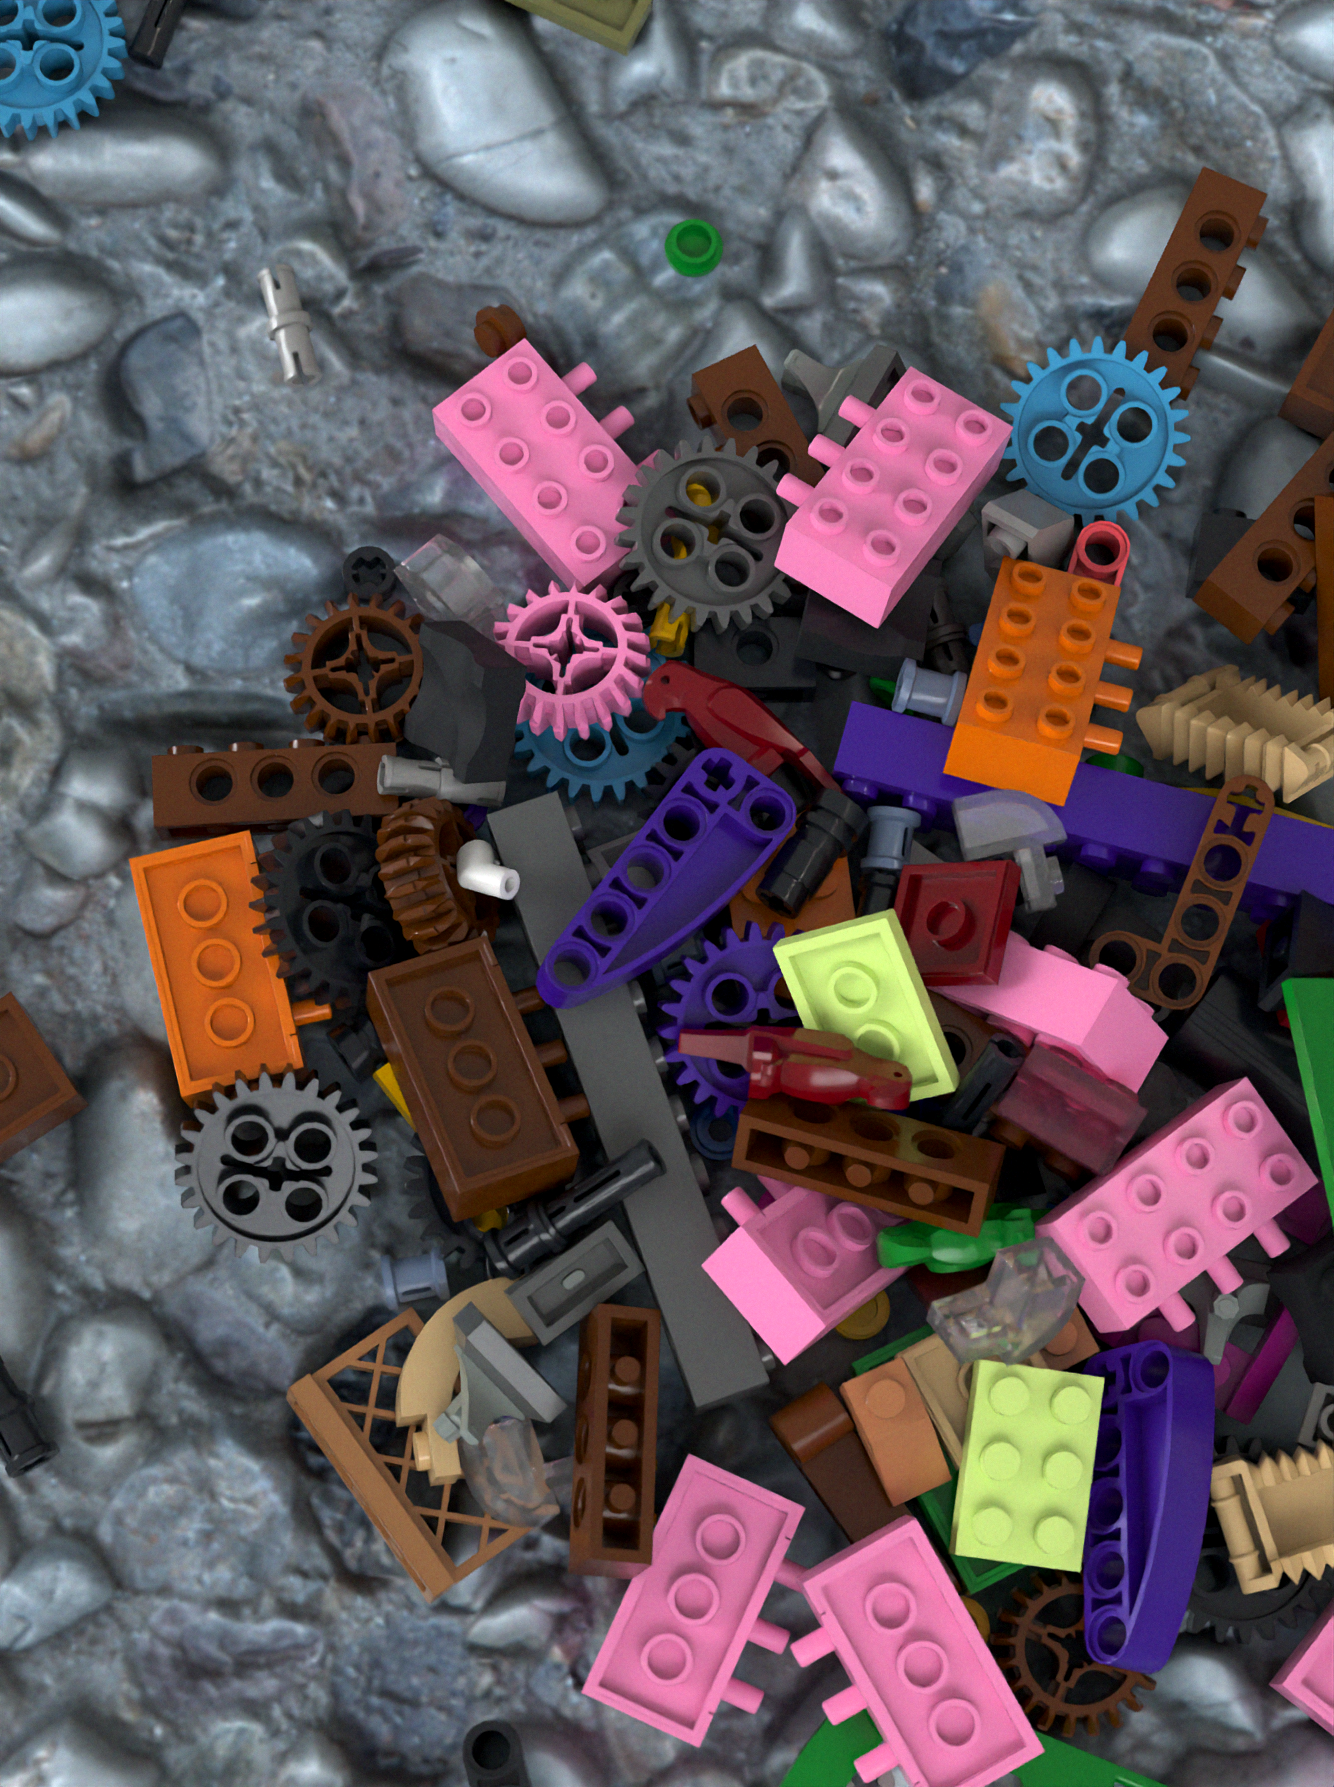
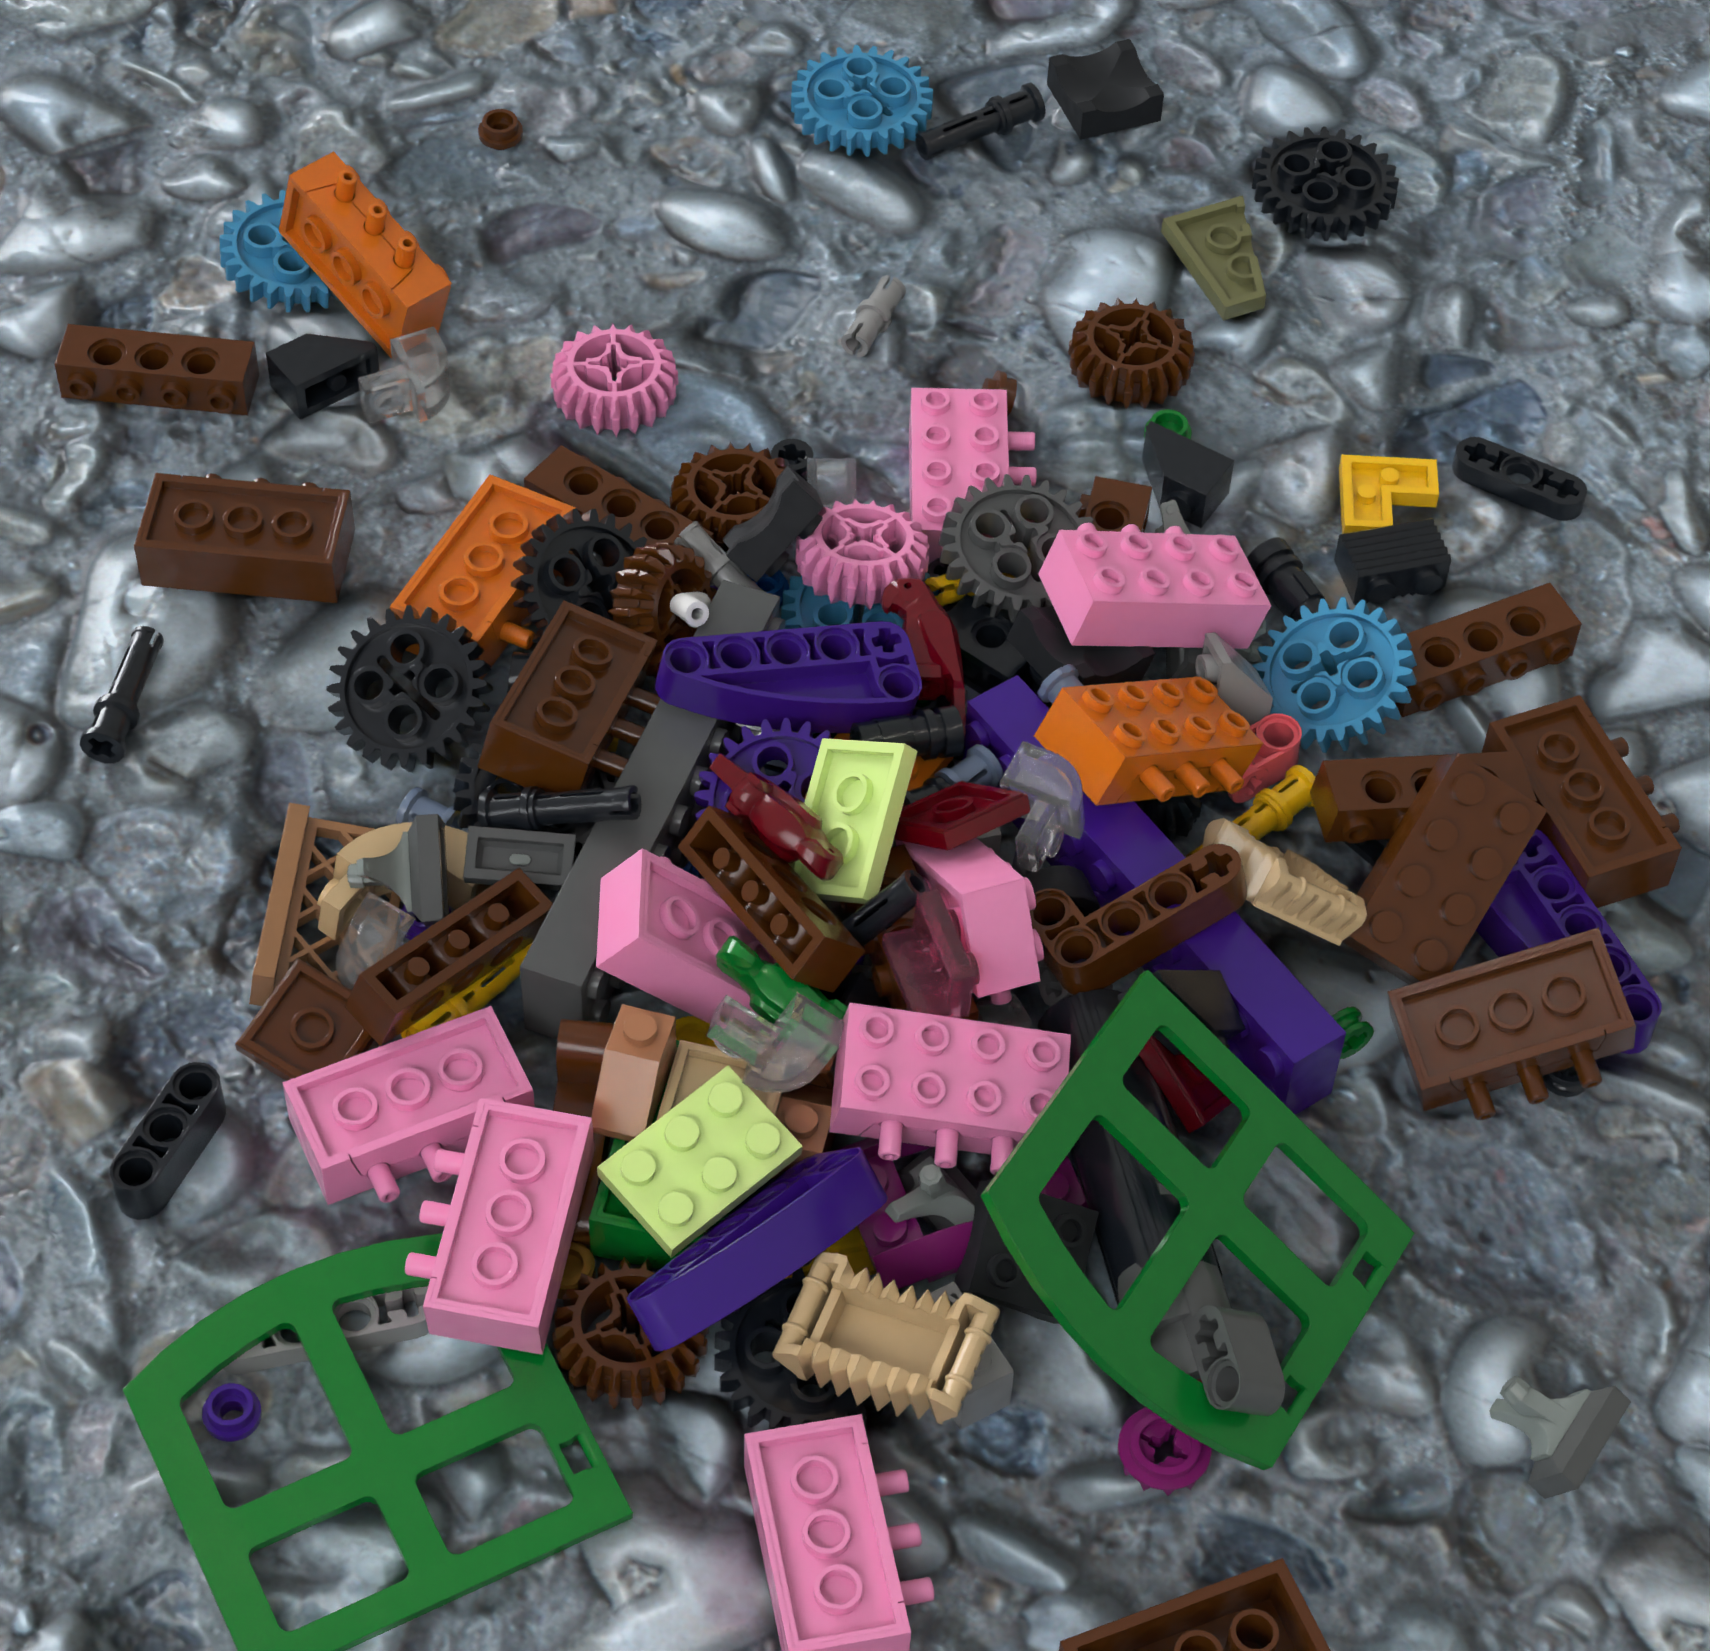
camera: 40 degrees right, 25 degrees down
(126, 601) = (585, 384): none -> bright pink gear
(522, 1598) = (303, 1025): none -> reddish brown plate
(623, 161) = (1131, 353): none -> reddish brown gear
(756, 294) = (1186, 473): none -> black slope
(937, 160) = (1376, 483): none -> yellow plate
(963, 353) = (1283, 578): none -> black axle
(1030, 244) = (1393, 561): none -> black brick
(1071, 20) = (1492, 455): none -> black beam
(1153, 628) = (1276, 807): none -> yellow pin

